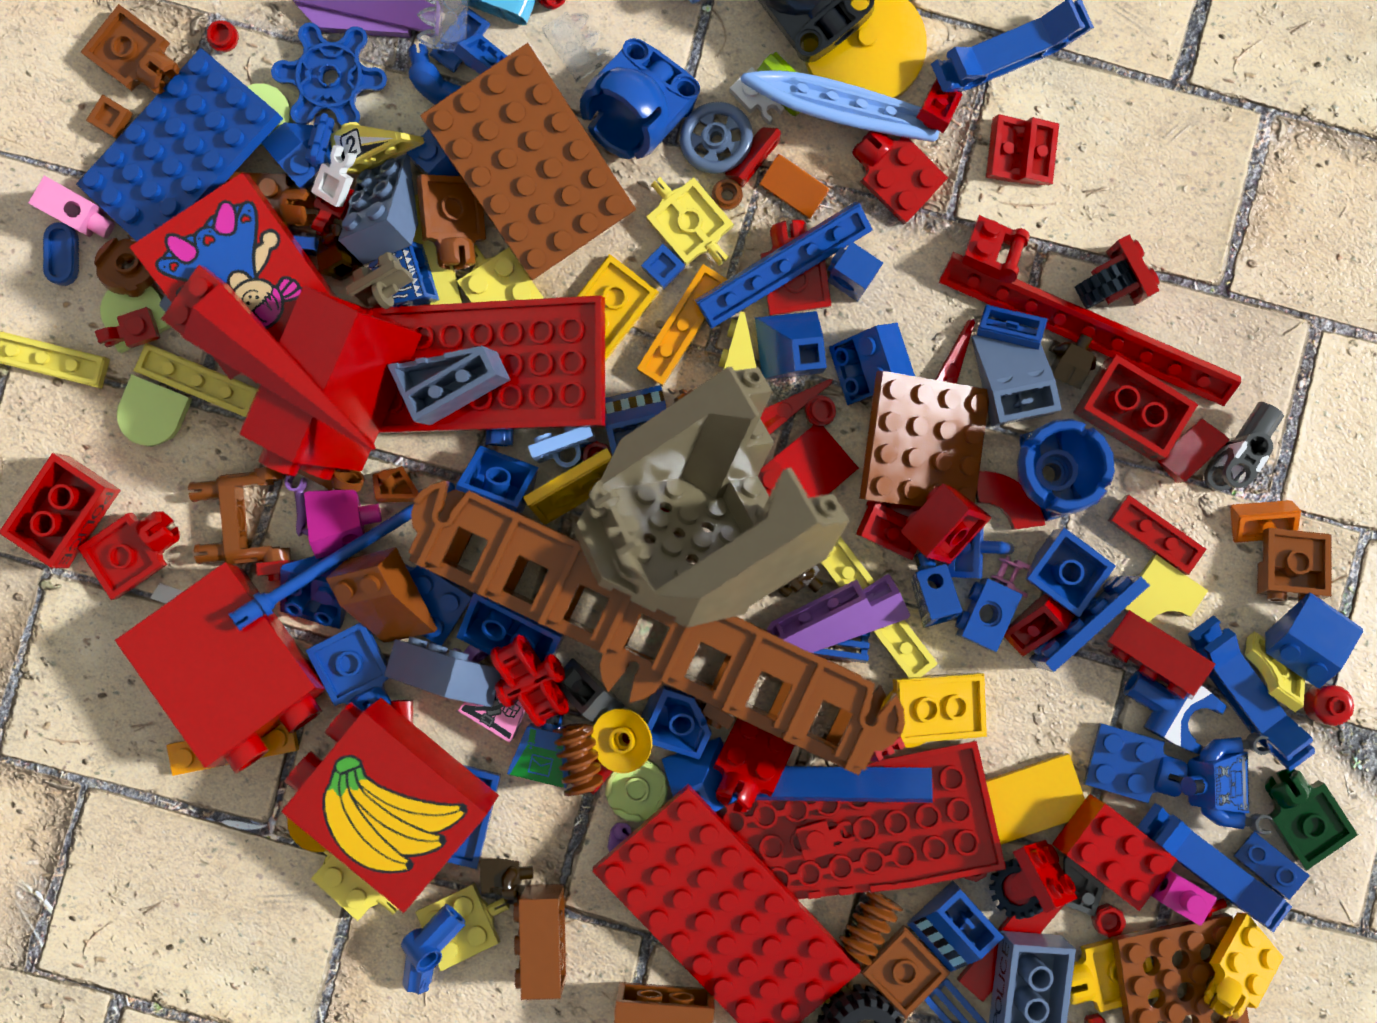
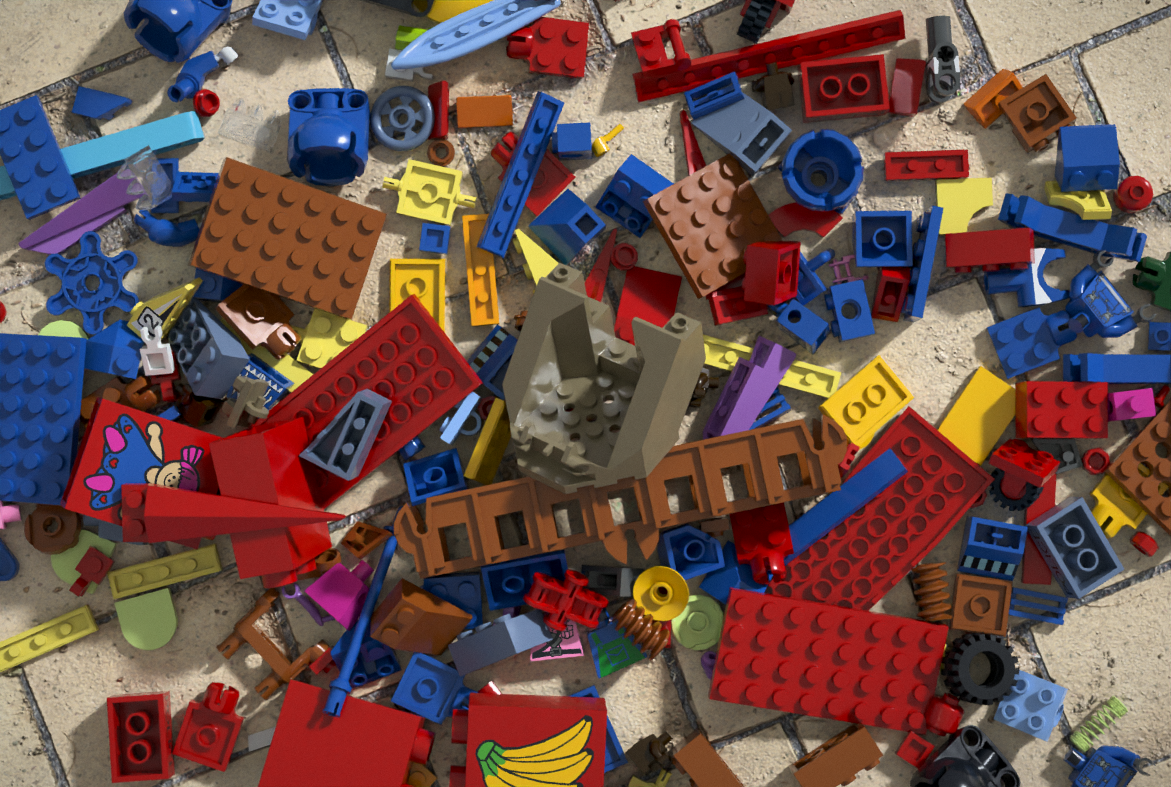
camera: 35 degrees left, 0 degrees up
(319, 140) = (124, 334): blue axle -> none
(818, 839) = (849, 557): red plate -> none
(874, 295) = (600, 144): none -> yellow hand

